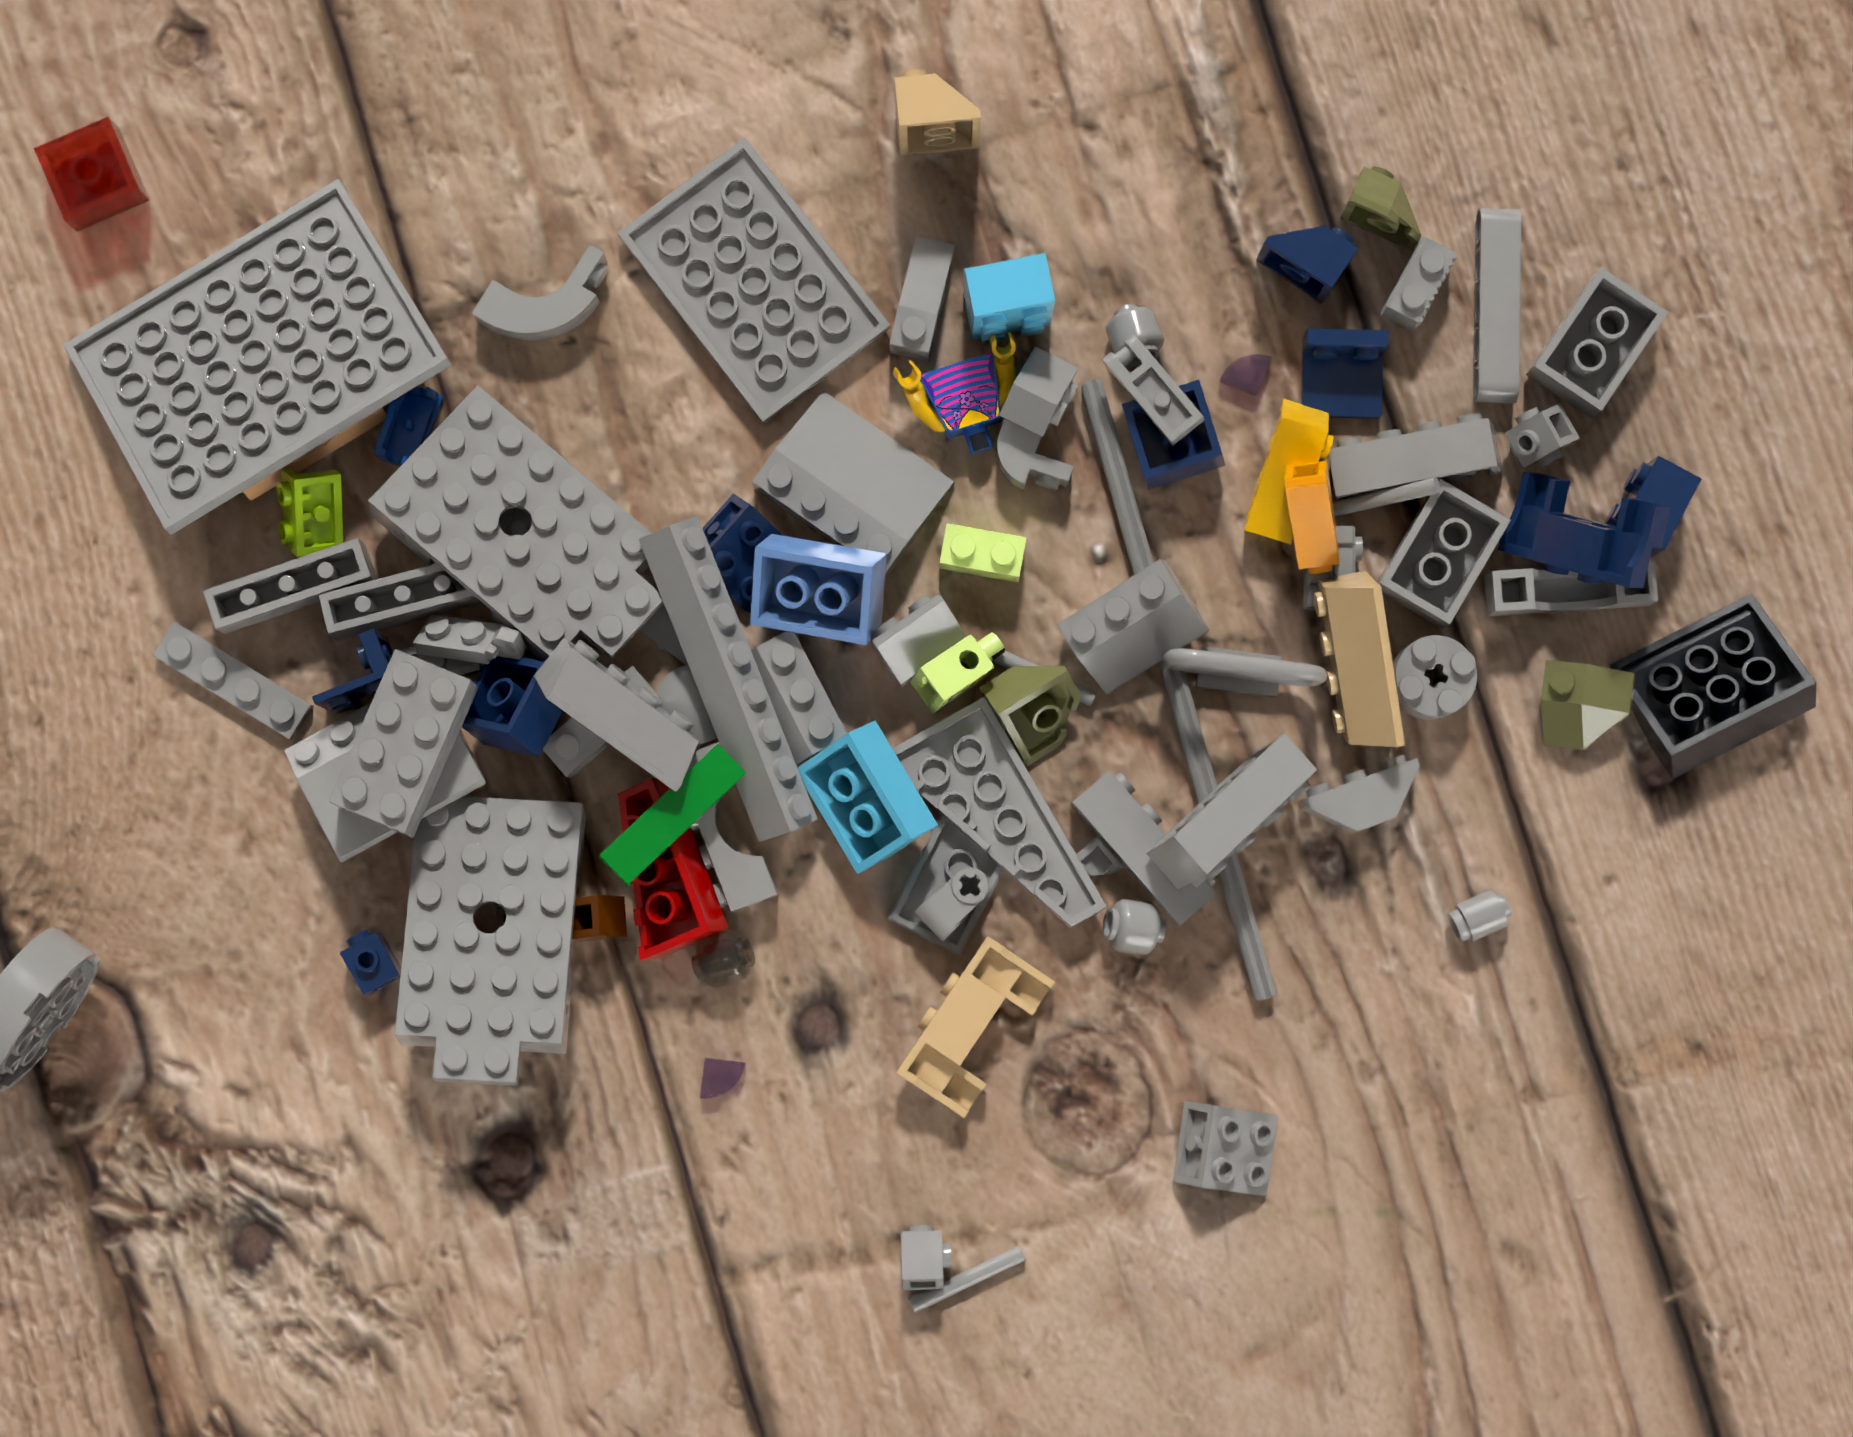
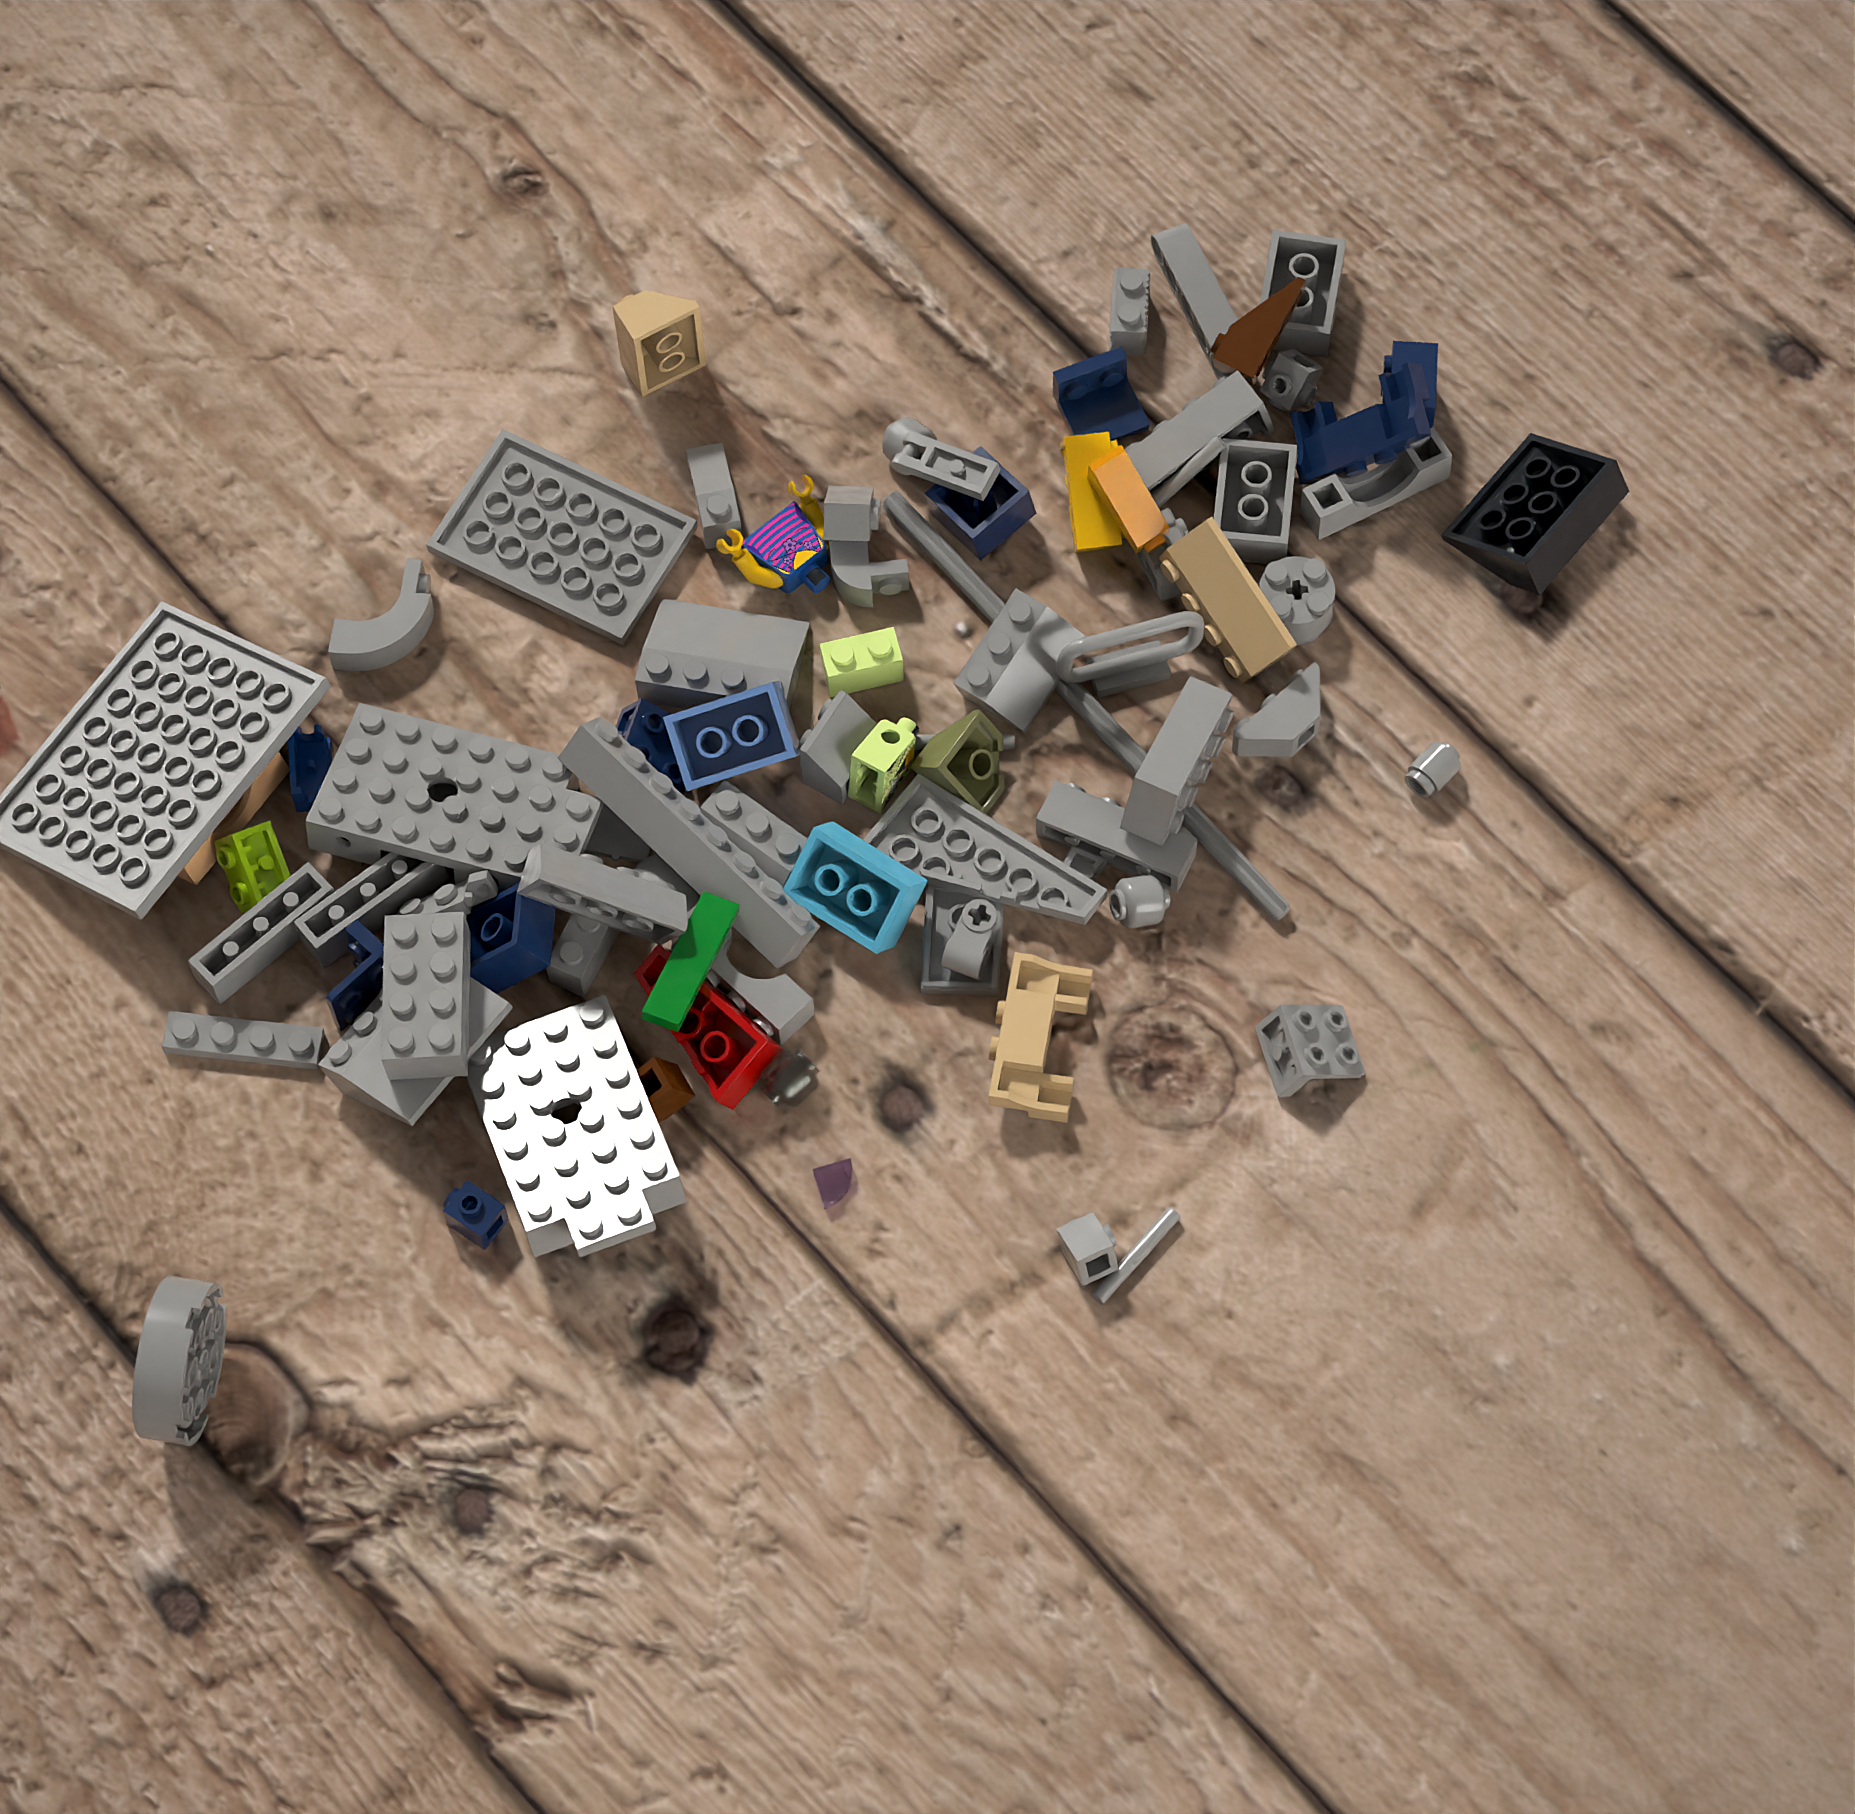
camera: 20 degrees left, 20 degrees down
(1009, 297) = (787, 442): medium azure brick -> none
(1246, 373) = (1019, 439): clear purple tile -> none
(1309, 258) = (1026, 324): dark blue slope -> none
(1382, 208) = (1071, 269): olive slope -> none
(1522, 385) = (1256, 333): none -> reddish brown slope
(1582, 702) = (1431, 565): olive slope -> none

